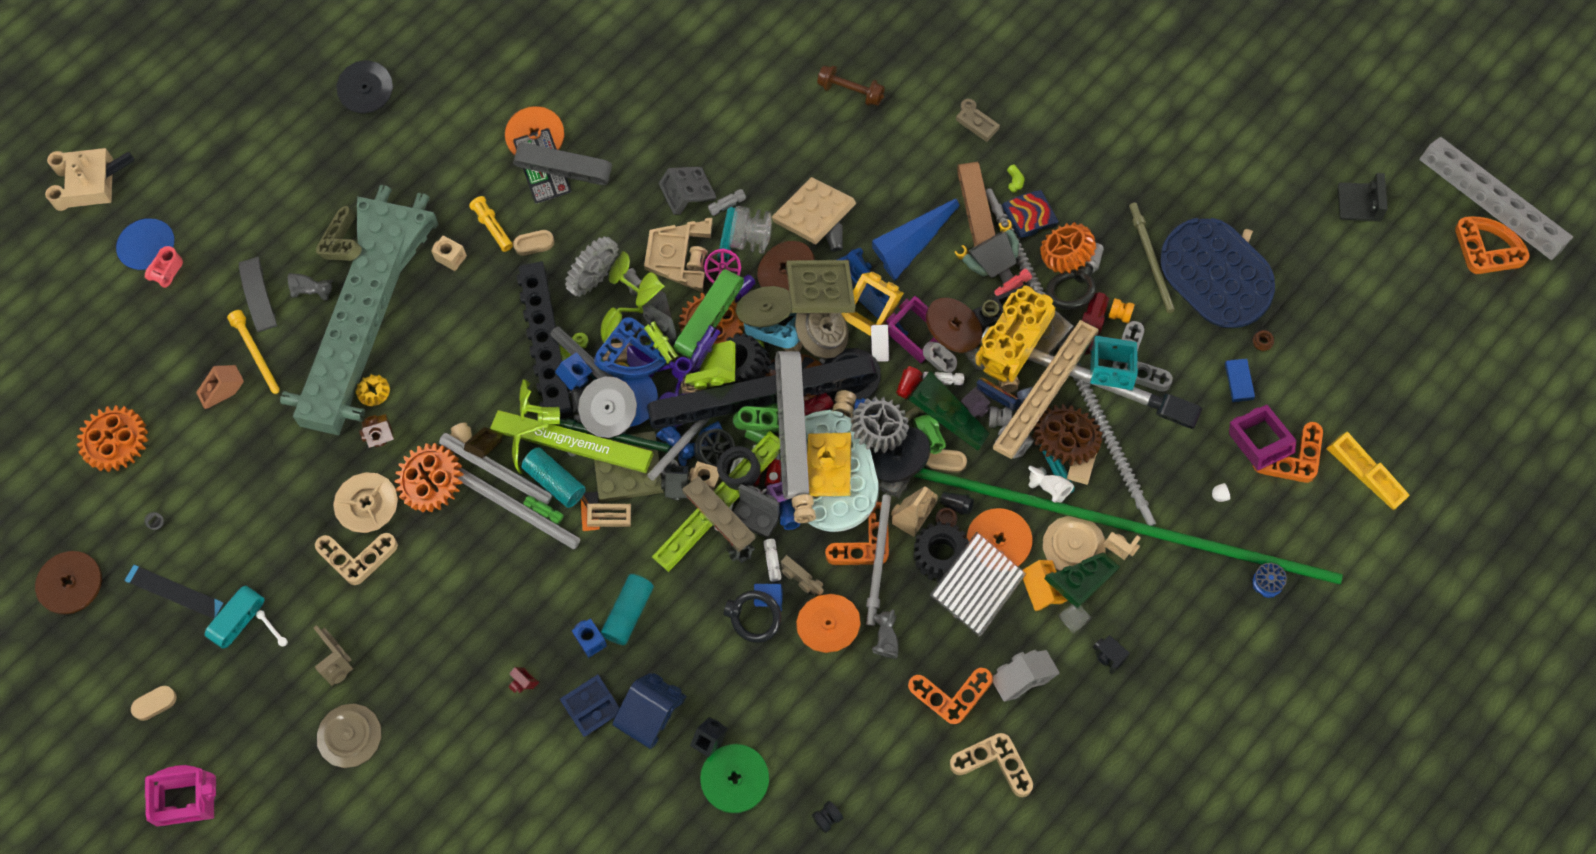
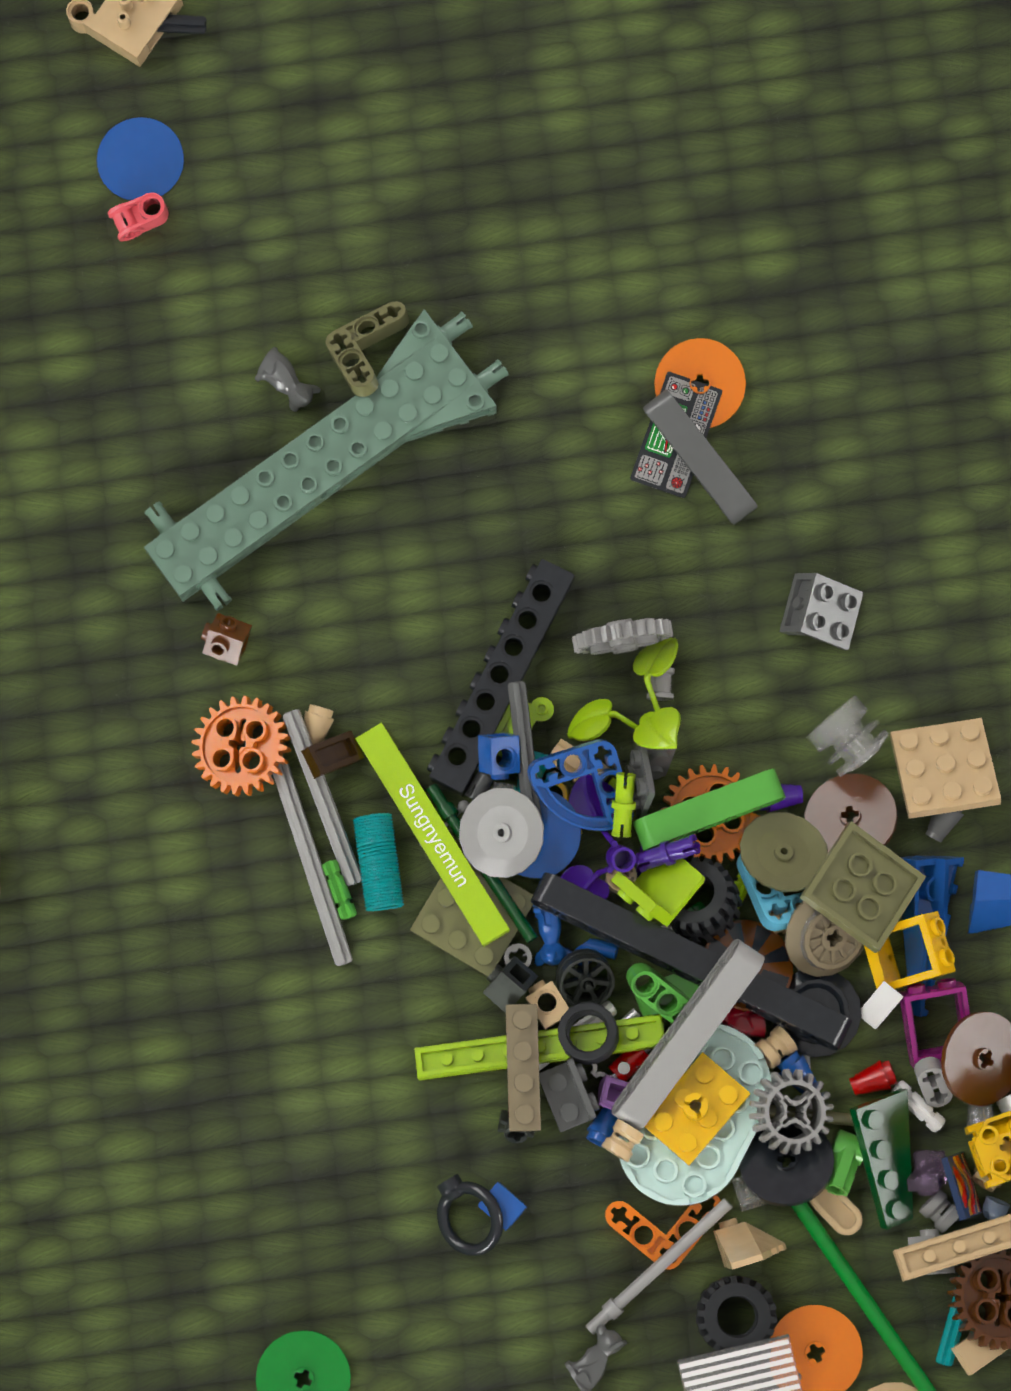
camera: 35 degrees right, 15 degrees up
(219, 385) = (93, 430): nougat slope -> none
(238, 320) = (173, 358): yellow piece -> none
(256, 294) = (220, 337): dark grey slope -> none
(353, 564) = (81, 777): tan beam -> none
(360, 490) = (127, 712): tan piece -> none
(364, 86) = (546, 152): black piece -> none
(369, 398) = (272, 585): yellow gear -> none
(454, 258) = (479, 480): tan brick -> none
(487, 217) = (557, 455): yellow pin -> none
(522, 681) = (164, 1076): dark red tile -> none
(533, 242) = (587, 532): tan tile -> none
(546, 415) = (424, 783): lime plant -> none
(588, 498) = (390, 933): sticker -> none
(590, 705) = (215, 1166): dark blue slope -> none
(593, 645) = (276, 1101): blue brick -> none
(609, 523) = (427, 973): tan tile -> none
(627, 609) = (347, 1088): teal piece -> none
(648, 709) = (272, 1226): dark blue piece -> none
(661, 465) = (539, 947): light grey bar -> none
(668, 252) = (733, 678): tan wing -> none
(697, 258) = (758, 716): tan bush -> none
(709, 736) = (310, 1313): black brick -> none
(722, 265) = (778, 752): dark pink wheel -> none
(725, 240) = (821, 712): teal axle -> none
(726, 202) = (854, 667): light grey axle -> none
(772, 560) = (544, 1163): white axle -> none
(793, 570) = (558, 1224): dark tan hinge -> none
(828, 623) = (543, 1292): orange piece -> none
(946, 515) = (777, 1278): reddish brown plate -> none
(958, 502) = (805, 1271): black cone -> none
(1055, 485) = (929, 1345): white animal -> none

